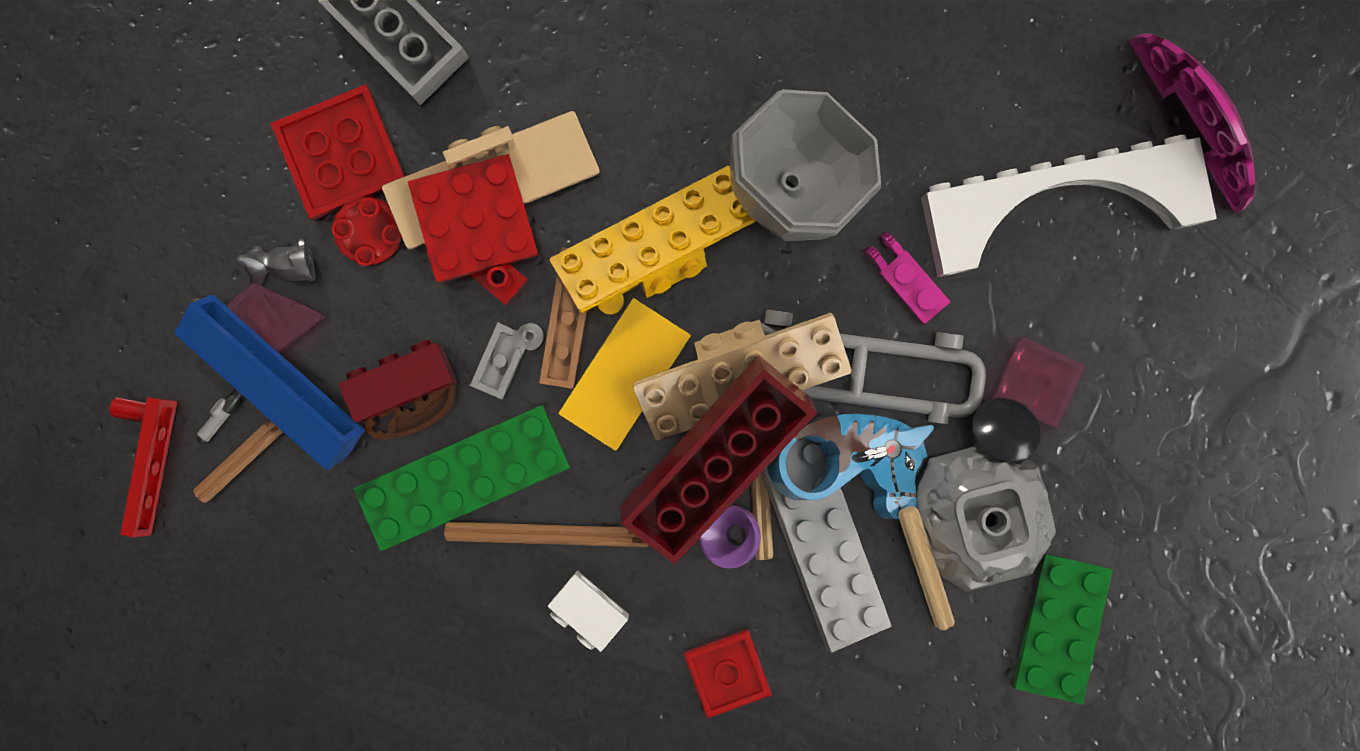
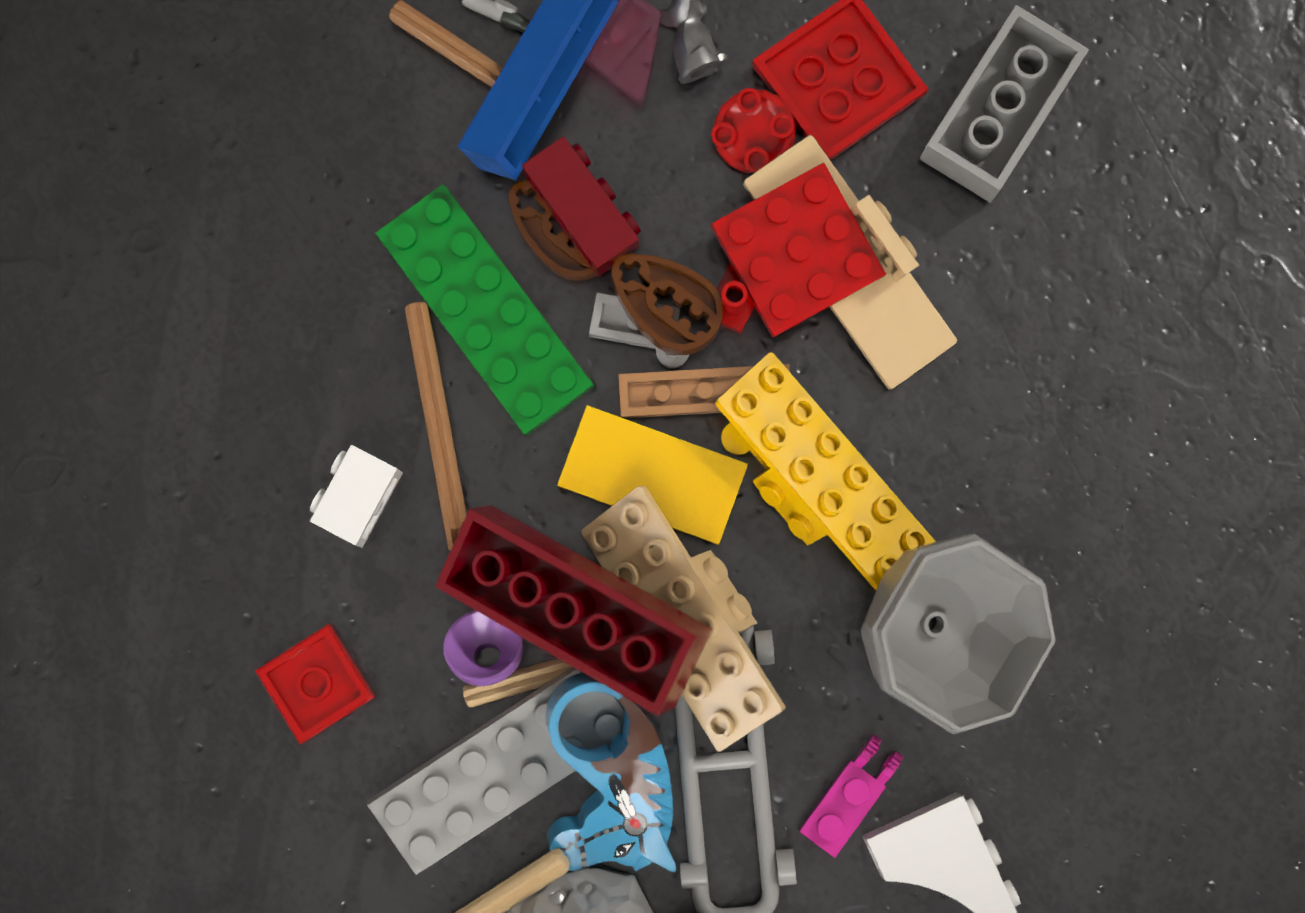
camera: 80 degrees right, 5 degrees down
(483, 313) = (658, 324): none -> reddish brown piece

